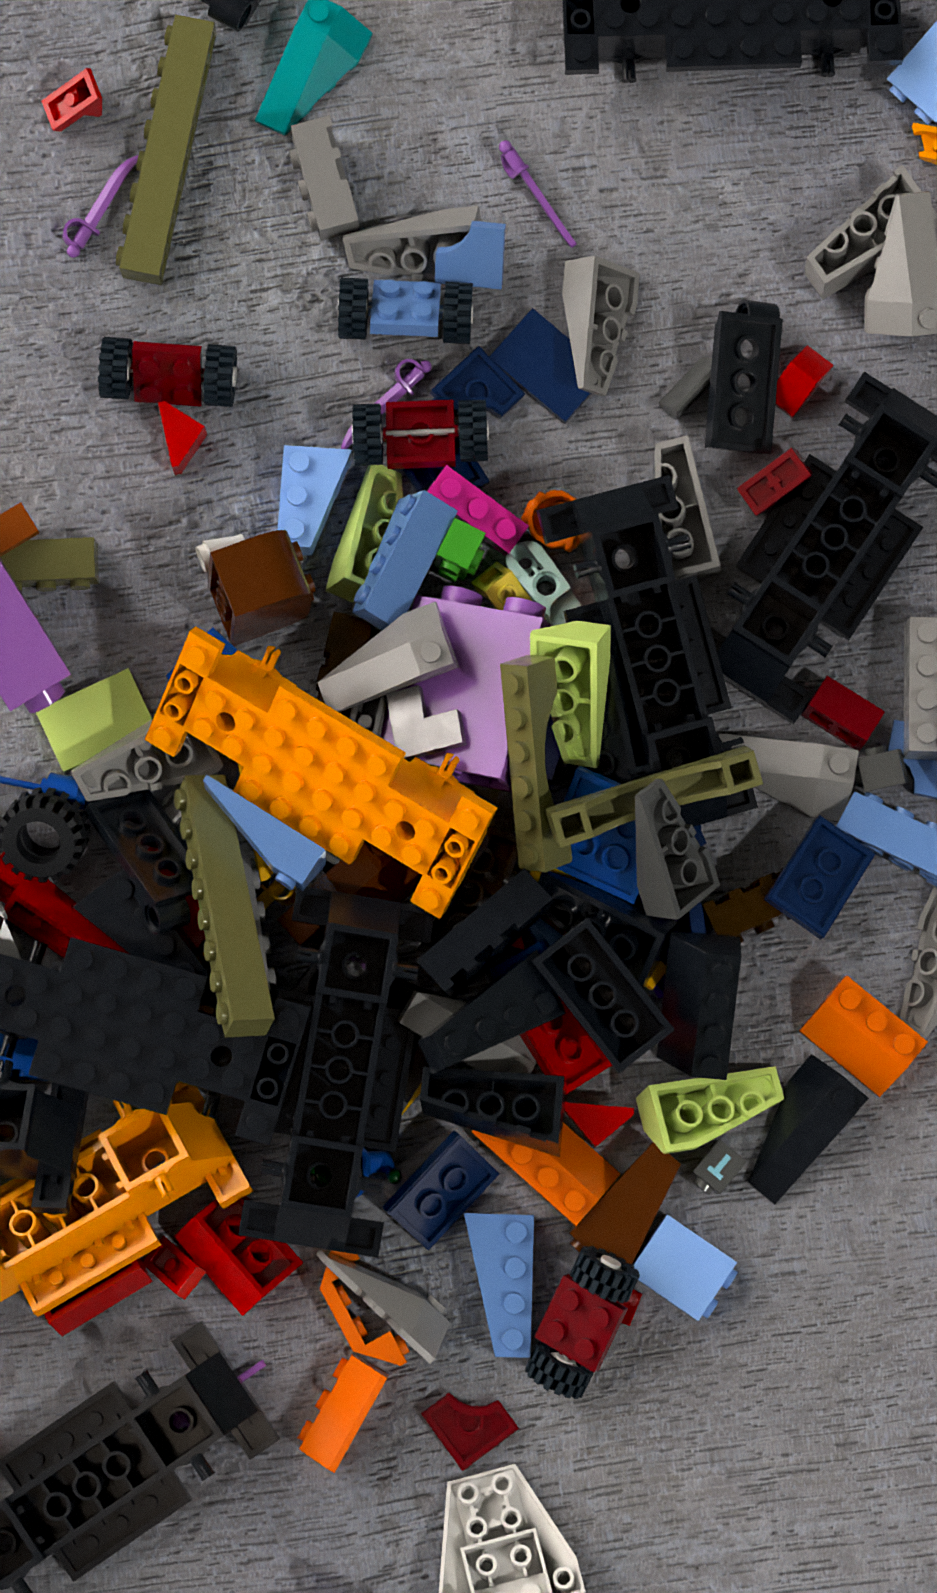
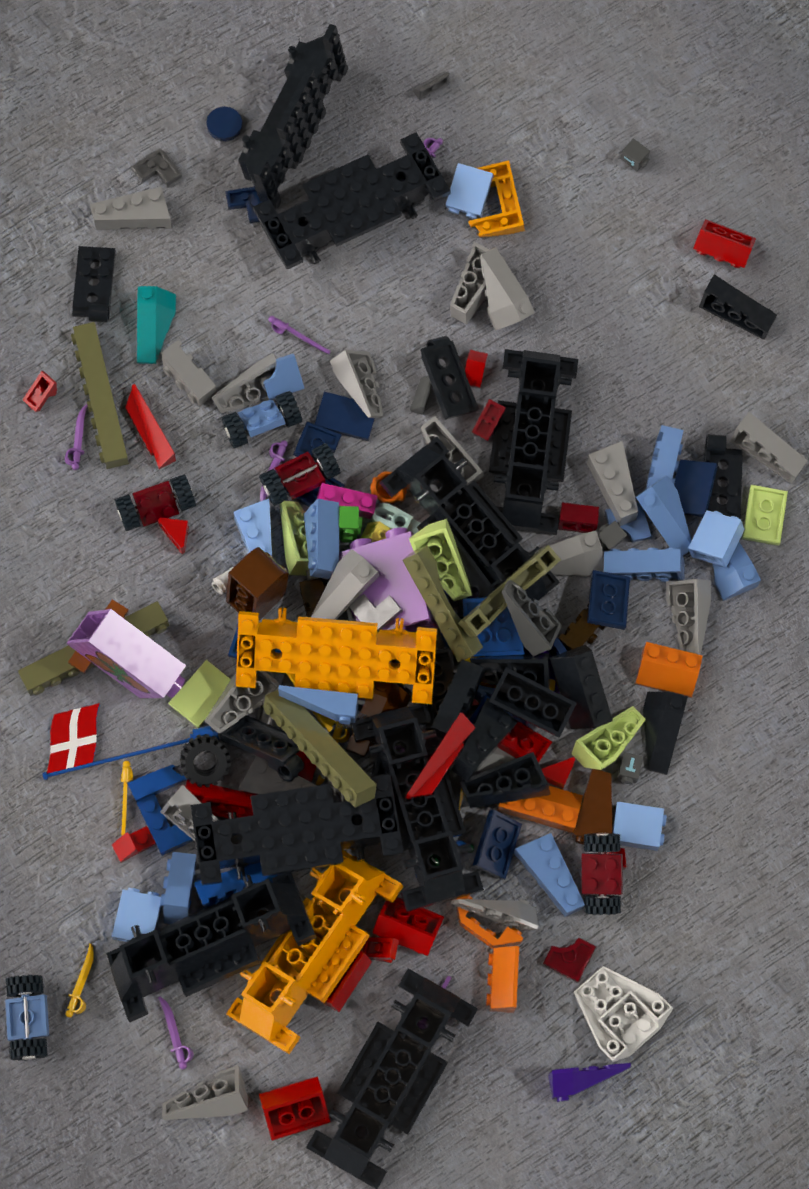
camera: 30 degrees left, 10 degrees down
(218, 242) = (149, 429): none -> red wedge
(406, 1022) = (442, 758): none -> red wedge

